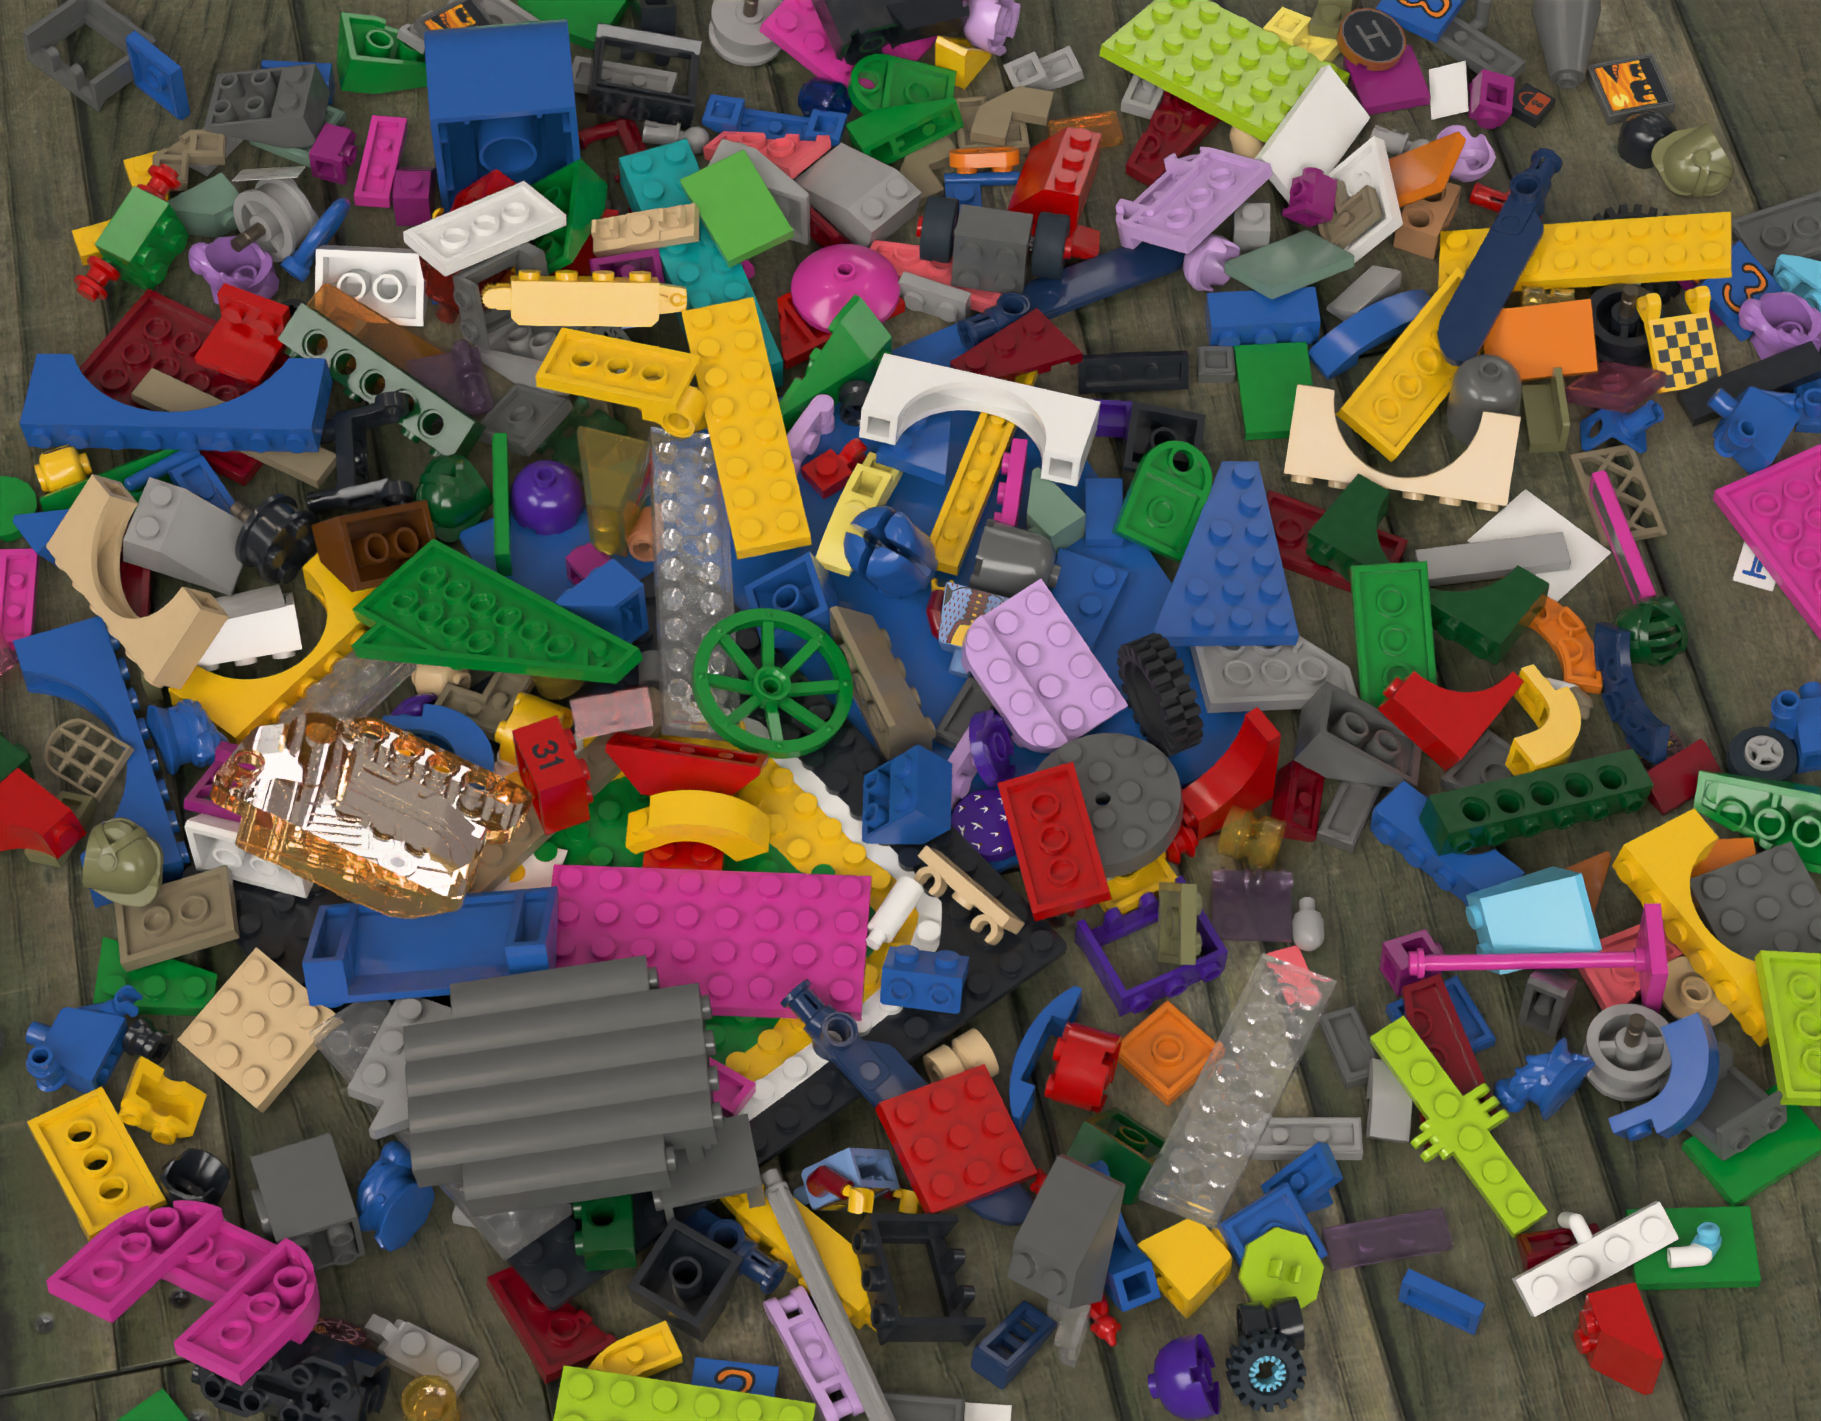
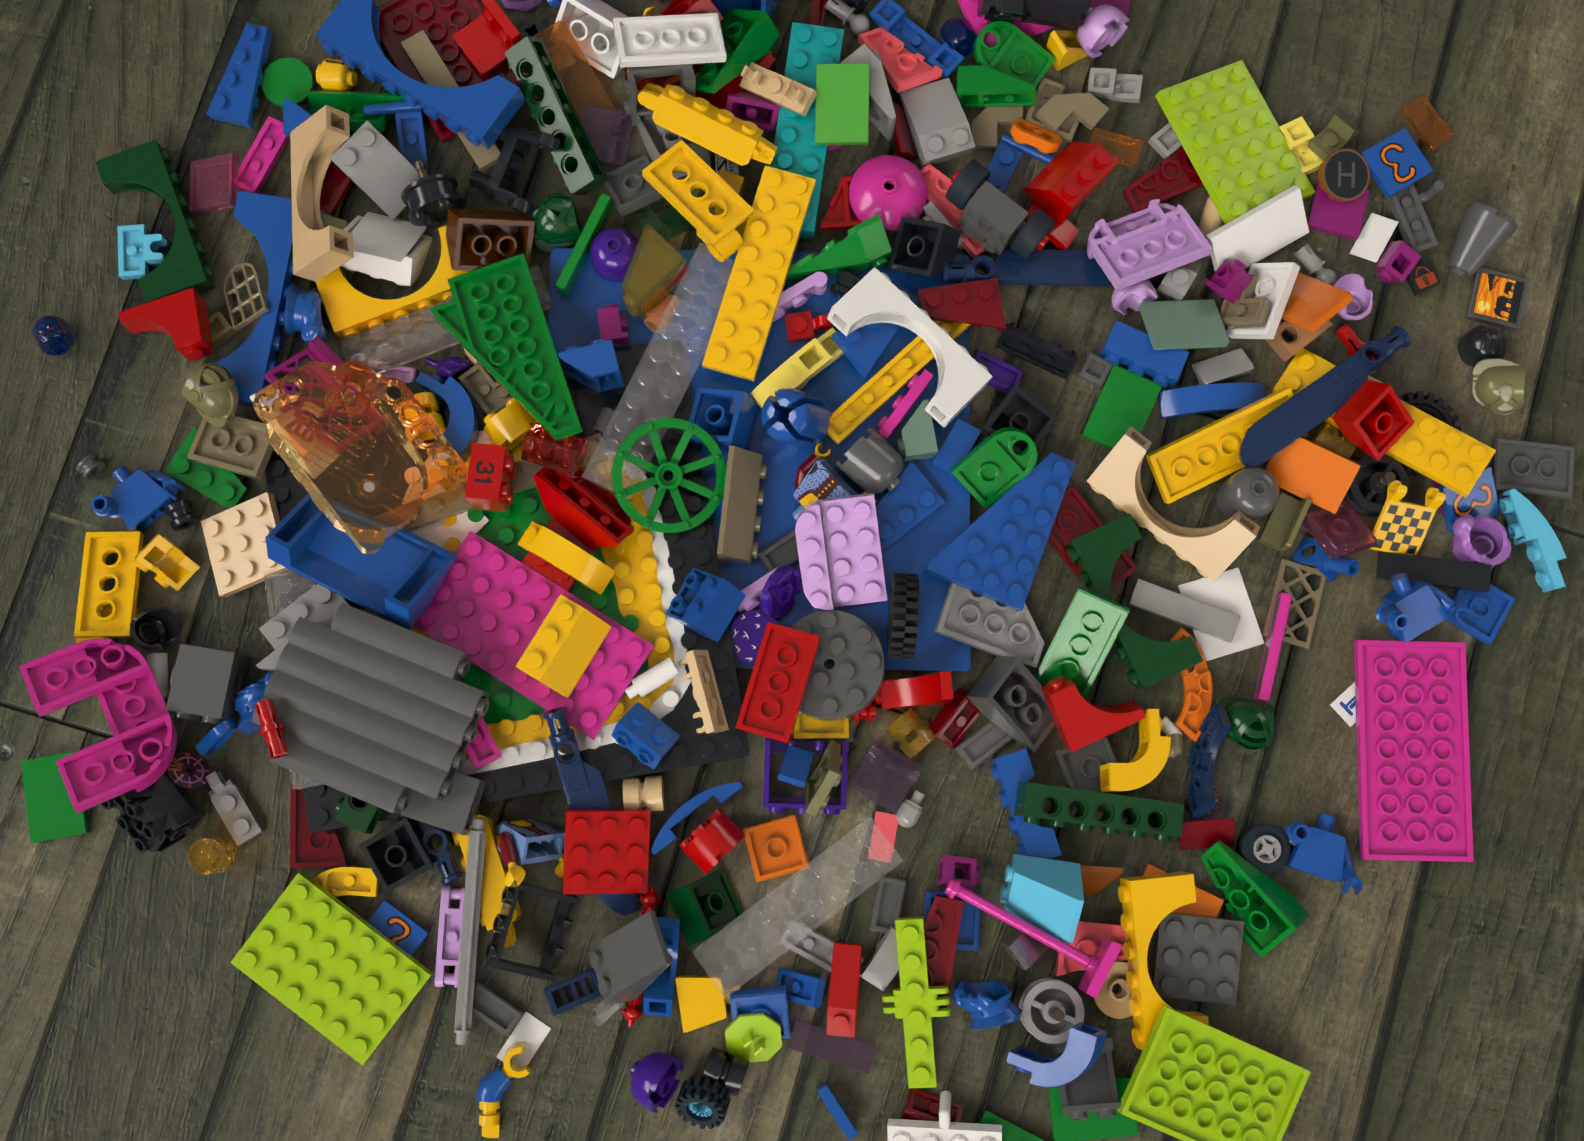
camera: 25 degrees right, 25 degrees up
(354, 1268) = (217, 737): none -> blue tile
(449, 1153) = (271, 729): none -> red pin
(760, 918) = (563, 646): none -> yellow slope
(926, 312) = (923, 247): none -> black slope
(1134, 938) = (795, 766): none -> blue slope
(1360, 1155) = (844, 990): none -> red slope
(1572, 245) = (1373, 418): none -> red slope

